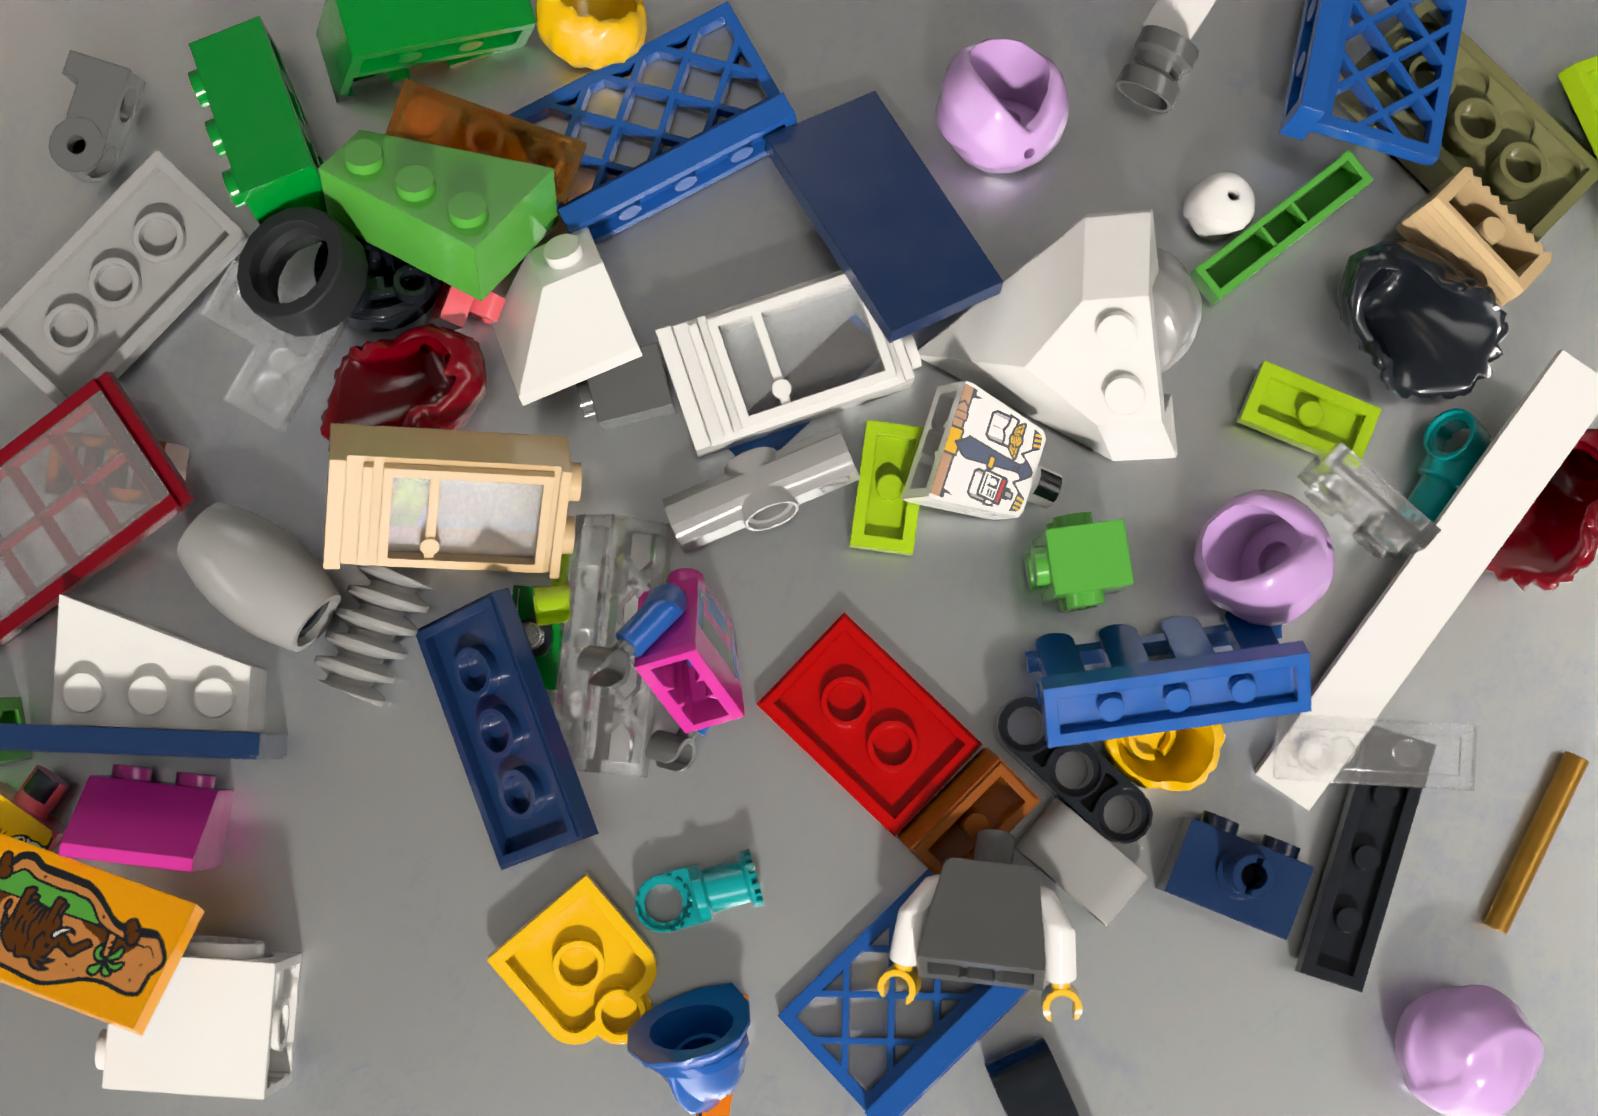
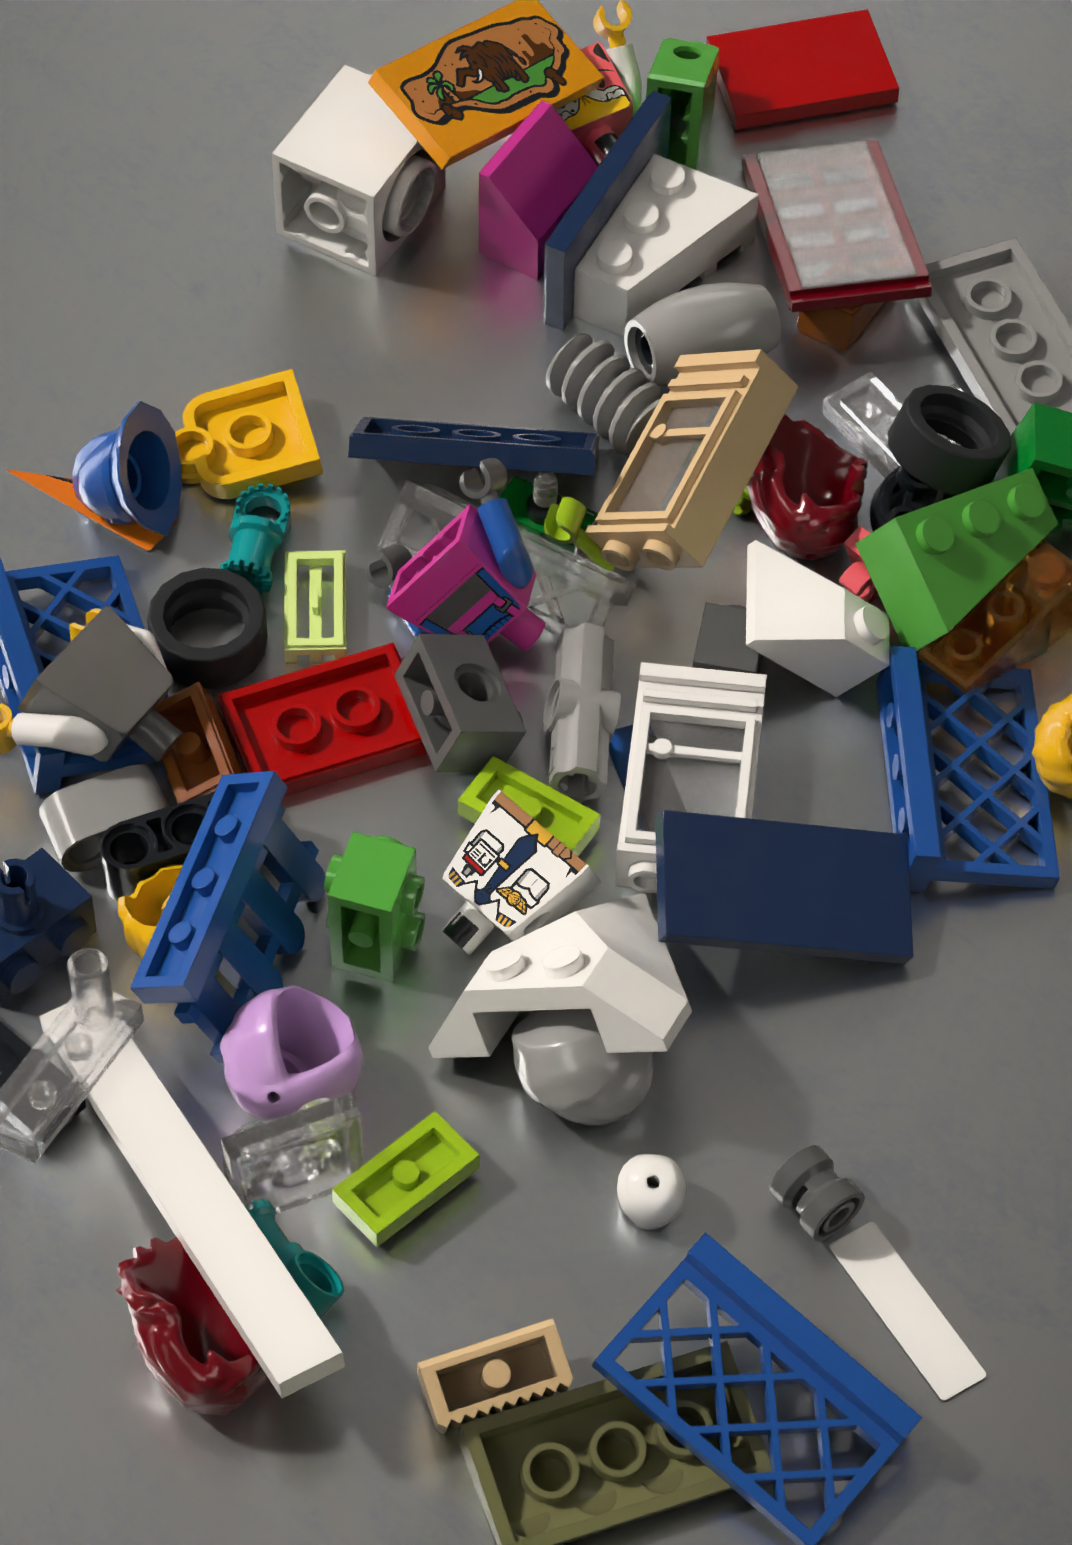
camera: 115 degrees right, 30 degrees down
(693, 826) = (315, 645): none -> yellowish green tile
(807, 632) = (459, 702): none -> dark grey brick
(841, 930) = (211, 590): none -> black tyre
(1002, 105) = (840, 1028): lavender piece -> none
(1281, 228) = (600, 1229): bright green piece -> none
(1420, 320) = (442, 1294): black piece -> none

